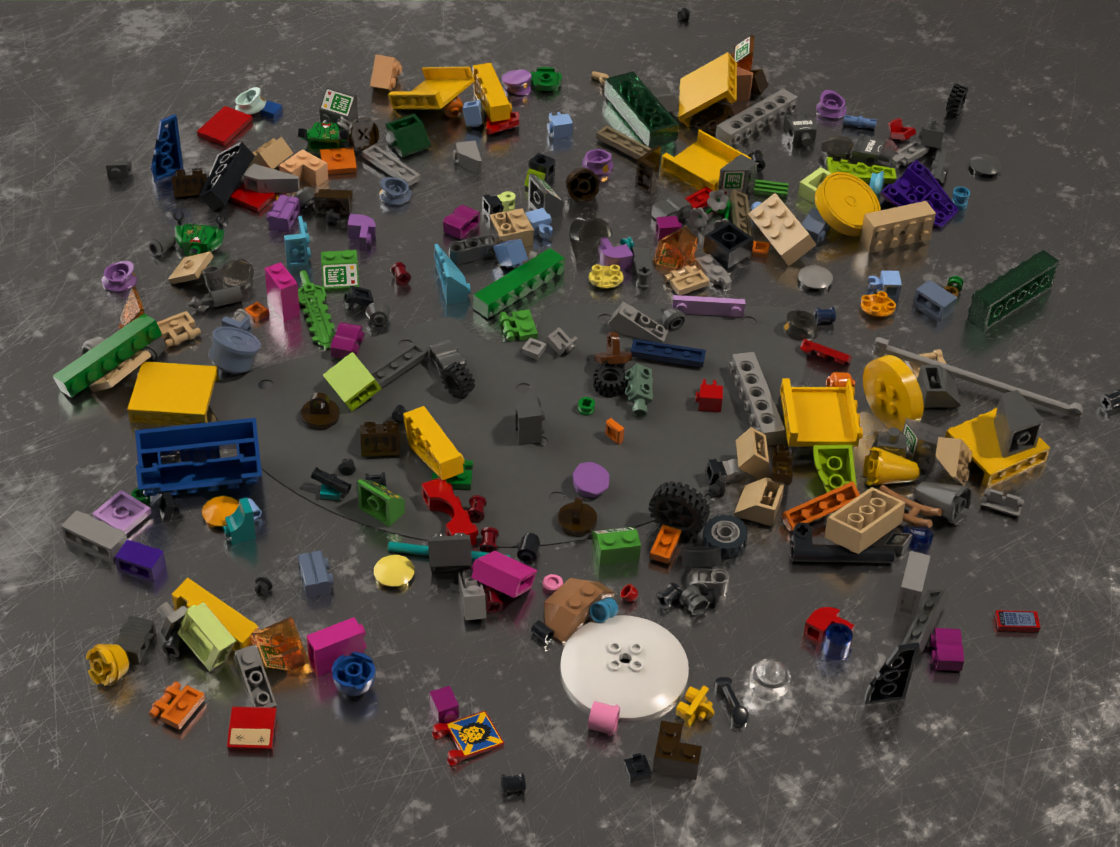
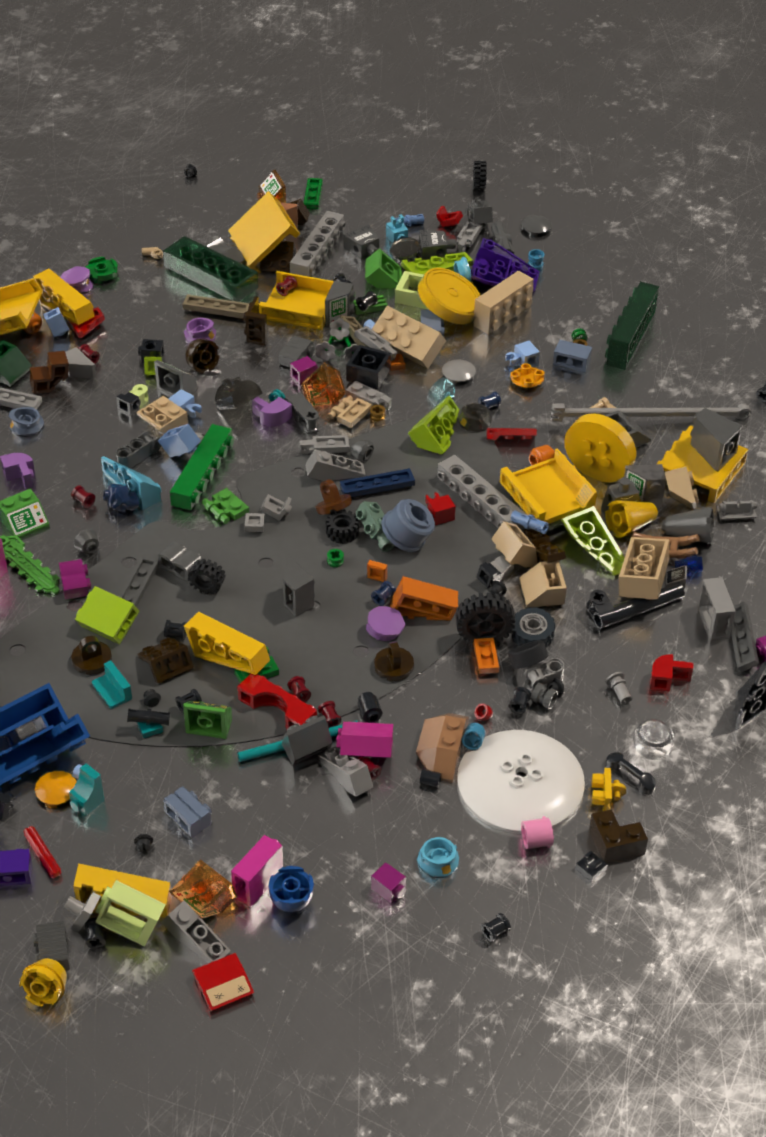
camera: 25 degrees left, 0 degrees up
(177, 559) = (42, 852): none -> red axle
(182, 706) = (142, 994): orange plate -> none
(320, 445) = (113, 686): none -> teal panel
(357, 295) = (55, 532): black bracket -> none
(394, 571) = (259, 778): light yellow dish -> none
(430, 285) = (120, 498): none -> dark blue head
(434, 159) = (45, 378): none -> reddish brown brick
(461, 221) = (109, 428): magenta brick -> none
(471, 735) = (429, 899): flag -> none
(485, 152) = (89, 353): none -> dark red bush
(504, 702) = (438, 857): none -> medium azure hat
(551, 583) = (410, 731): bright pink tile -> none
(560, 125) = (144, 308): light blue brick -> none
(606, 276) = (275, 433): light yellow dish -> none
(607, 453) = (383, 593): none -> dark blue bush
(617, 545) = (445, 673): bright green slope -> none
(637, 471) = (424, 600): none -> orange wedge
(643, 301) = (330, 444): none -> light grey hinge
(665, 400) = (408, 525): none -> sand blue wheel
(699, 198) = (316, 332): red plate -> none
(701, 146) = (286, 285): none -> dark red bush
(709, 306) = (386, 427): lavender plate -> none
(712, 289) = (377, 413): none -> pearl gold bush
(747, 223) = (374, 341): none -> light grey hinge
(755, 323) = (436, 427): none -> lime wedge
(766, 183) = (367, 300): none -> black bush
(771, 617) = (617, 684): none -> light grey pin
(779, 437) = (529, 522): none -> medium blue pin
(784, 291) = (440, 390): none -> clear light blue brick
(785, 69) = (313, 193): none -> green tile
(801, 160) = (382, 270): none -> bright green slope
(820, 506) = (597, 571): orange brick -> none
(831, 105) = (374, 213): medium lavender hat -> none
(837, 641) = (685, 683): clear blue piece -> none
(840, 126) = (396, 229): none -> medium azure brick
(849, 433) = (586, 496): none -> yellow slope

